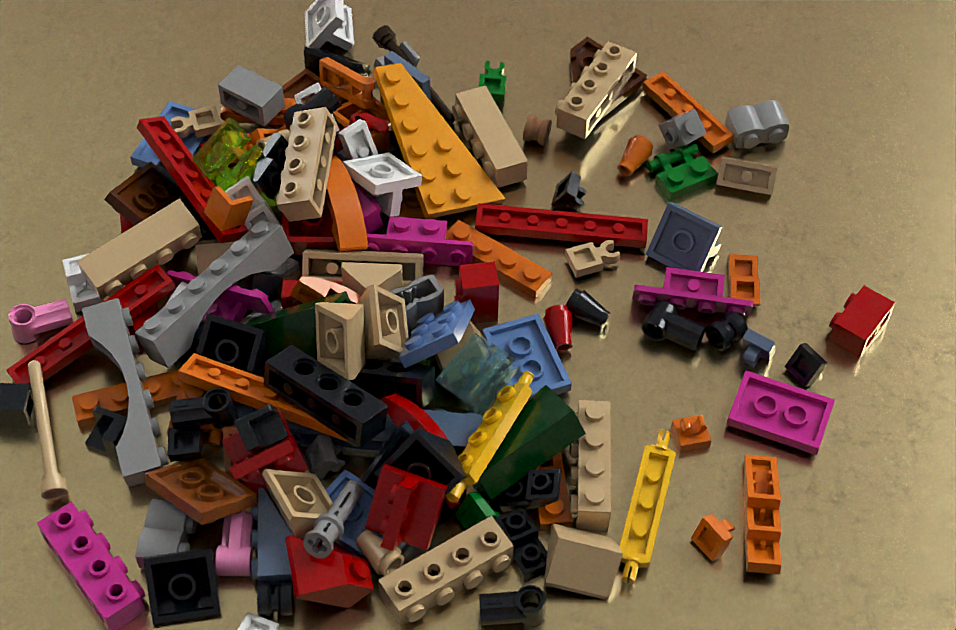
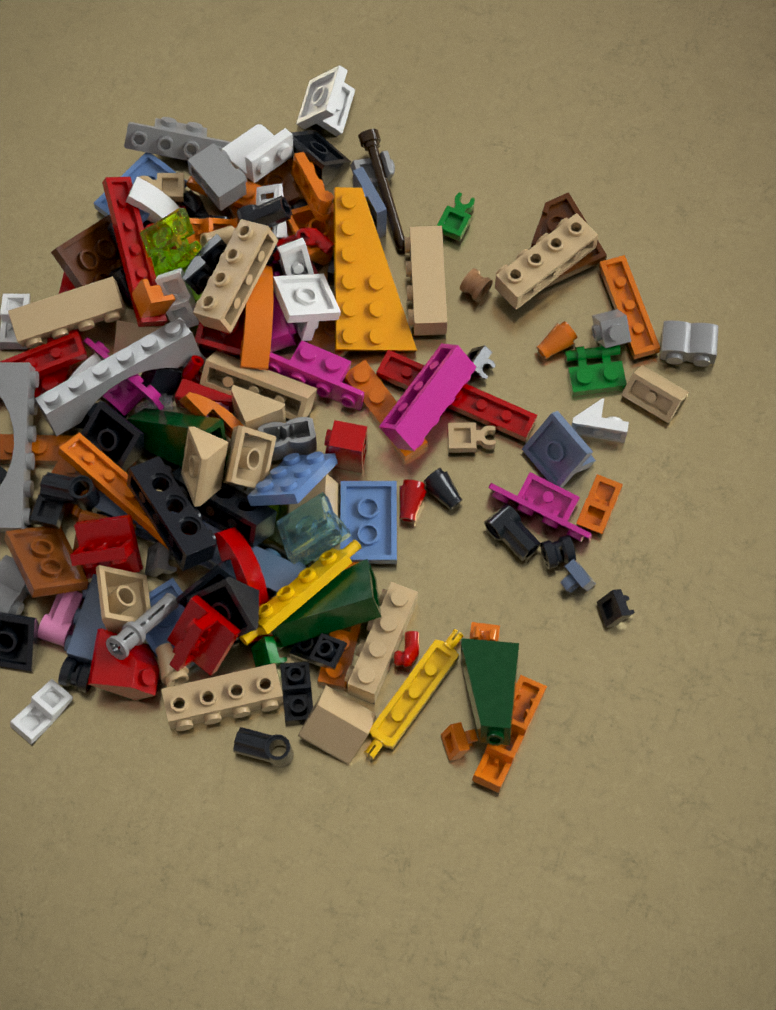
camera: 20 degrees right, 15 degrees up
(183, 85) = (170, 138): none -> light grey bracket
(188, 130) = (151, 200): none -> white slope
(261, 429) = (106, 529): black panel -> none
(289, 69) = (260, 151): none -> white bracket
(289, 267) = (191, 370): none -> red arm
(539, 226) = (428, 397): none -> dark pink brick
(623, 464) = (411, 651): none -> red arm
(721, 212) = (591, 424): none -> white slope
(727, 469) = (491, 685): none -> dark green slope
(780, 412) = (570, 645): dark pink plate -> none
(860, 321) = (685, 580): red brick -> none

